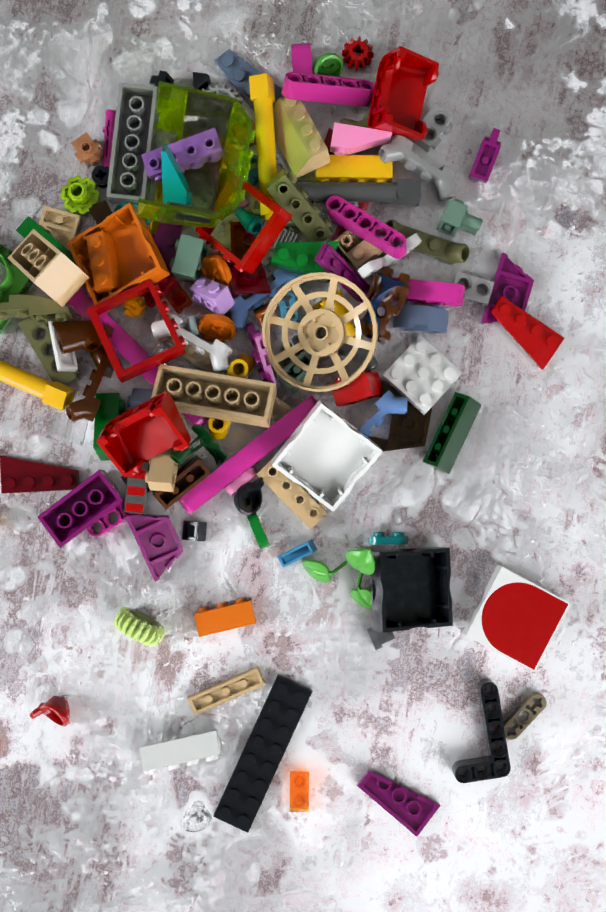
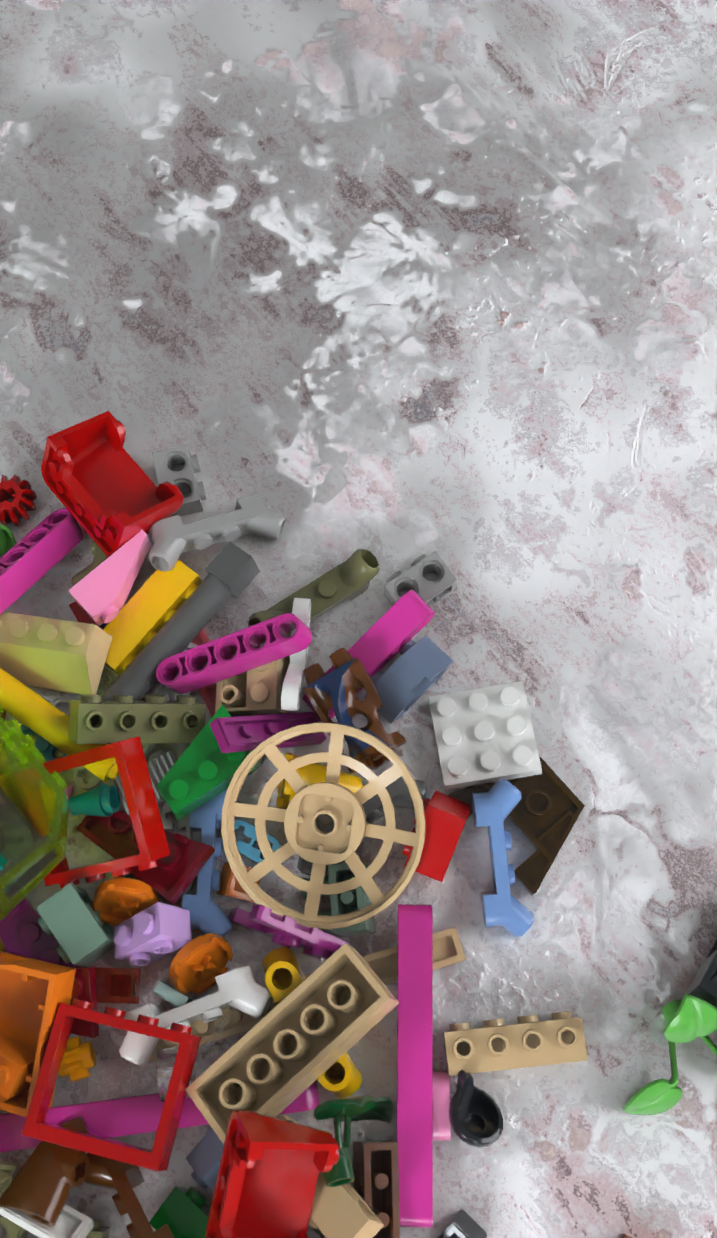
camera: 45 degrees left, 15 degrees down
(258, 531) = (532, 1140): green beam -> none
(297, 553) = (606, 1107): dark azure piece -> none
(326, 455) = (500, 953): white tile -> none
(380, 539) = (688, 947): teal plate -> none
(452, 432) = (594, 755): dark green brick -> none
(457, 217) = (314, 534): sand green brick -> none
(486, 157) = (269, 445): magenta hinge -> none
(509, 283) = (463, 544): magenta wing -> none
(531, 334) = (538, 557): red wing -> none

